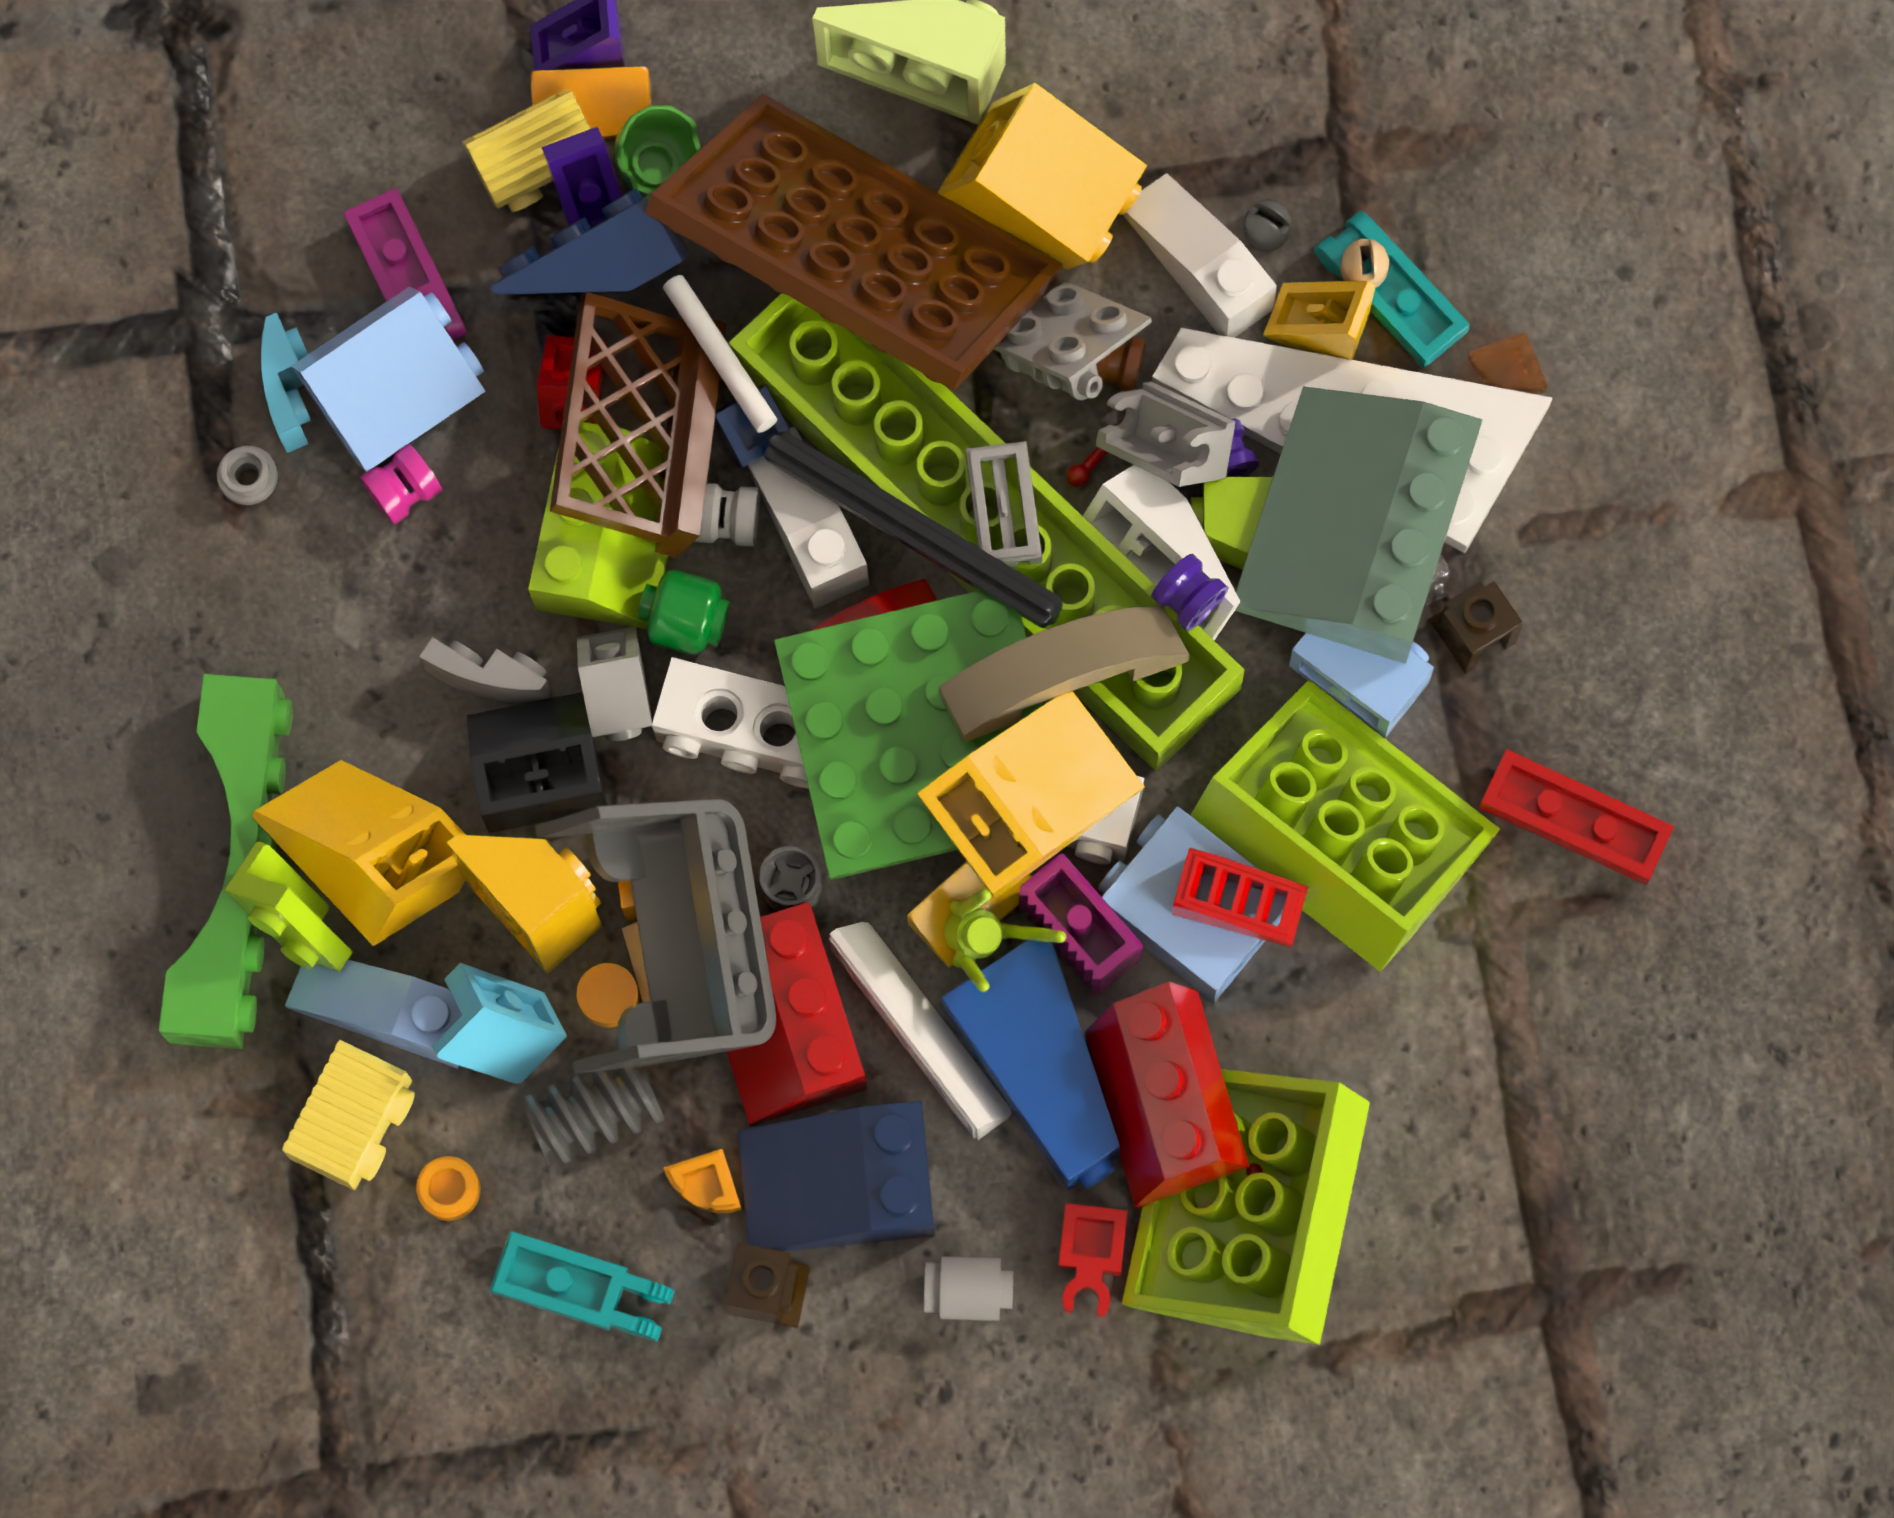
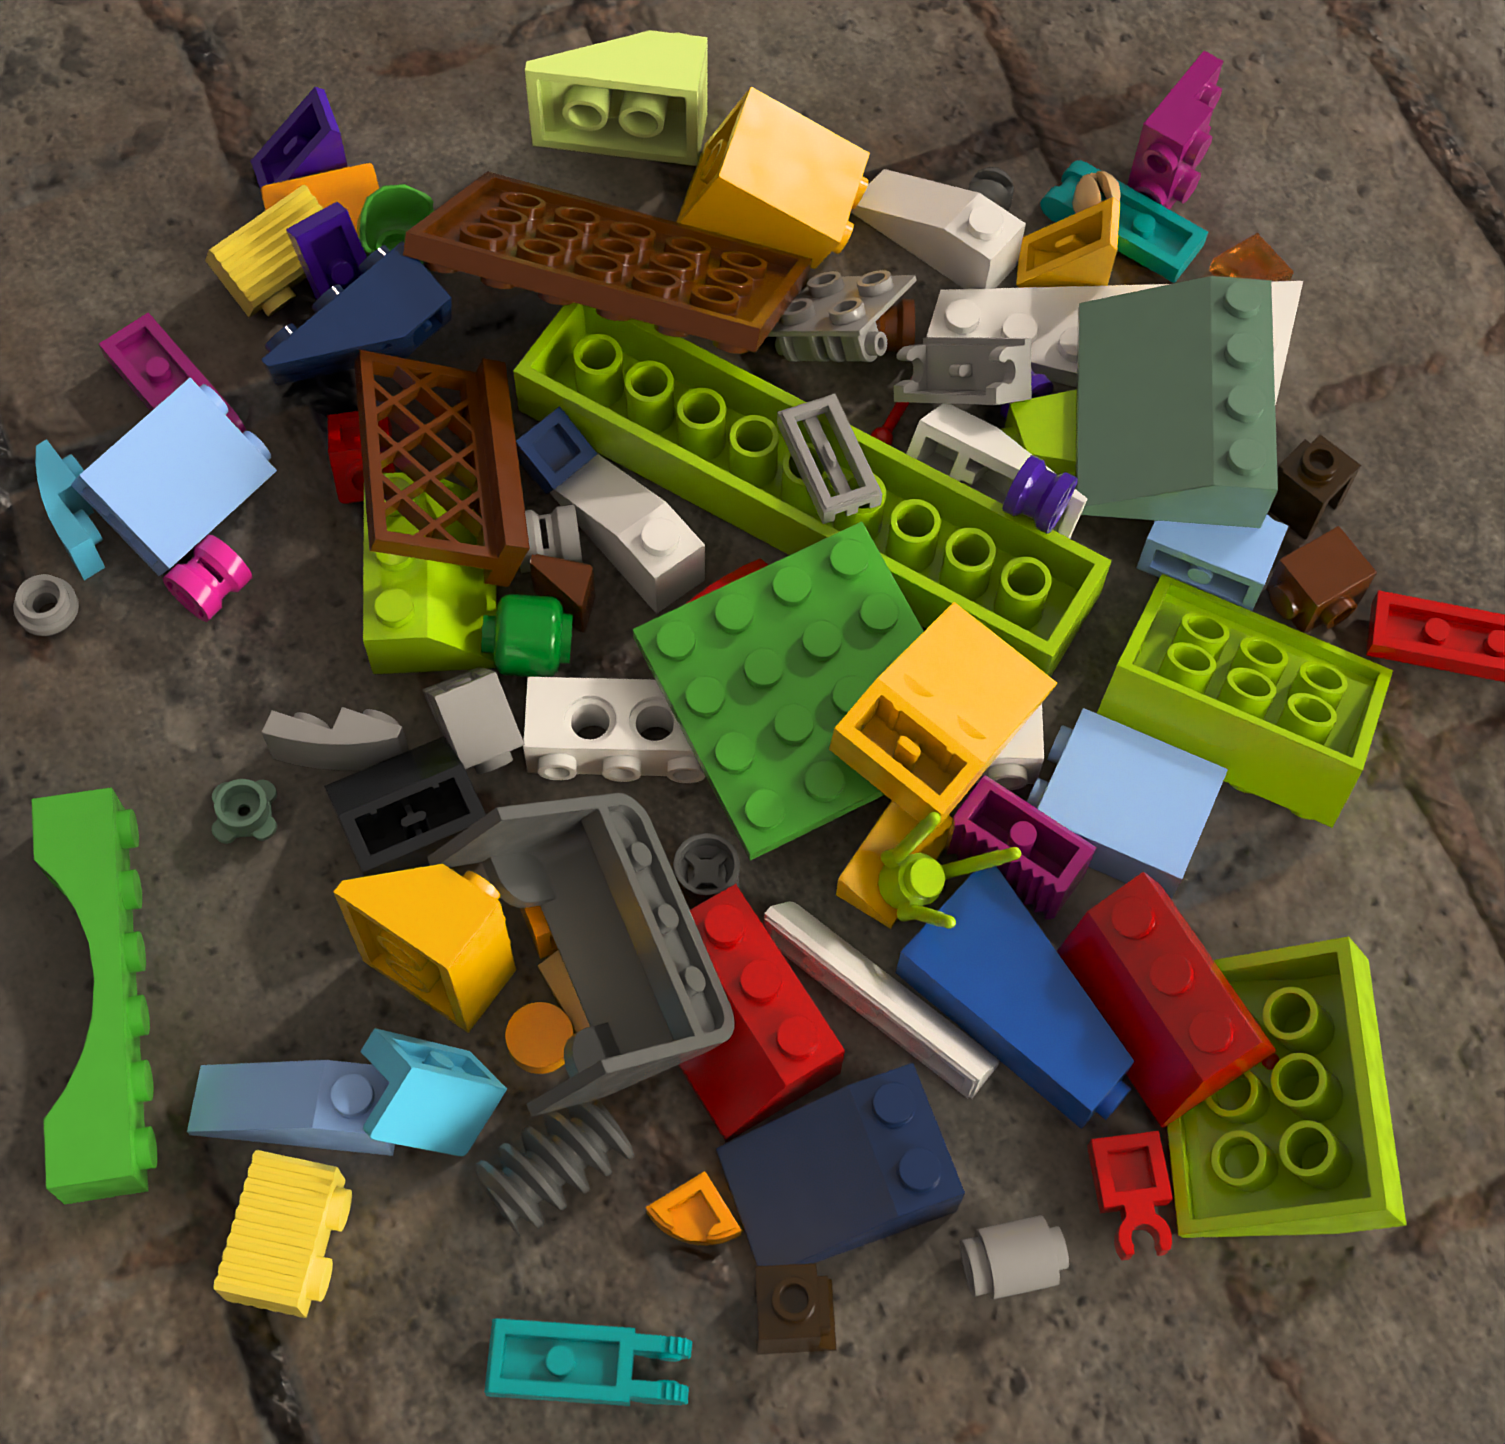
camera: 20 degrees left, 10 degrees down
(286, 909) = (168, 1021): lime bracket -> none
(367, 847) = (246, 939): yellow slope -> none
(384, 705) = (239, 793): none -> sand green plate
(448, 1188) = (411, 1289): light orange tile -> none
(720, 353) = (507, 383): white bar -> none
(733, 568) = (567, 582): none -> reddish brown slope
(914, 529) = (749, 497): black axle -> none
(1058, 662) = (927, 581): dark tan slope -> none
(1210, 913) = (1153, 799): red slope -> none
(1453, 727) = (1320, 582): none -> reddish brown brick
(1456, 223) = (1178, 136): none -> magenta plate

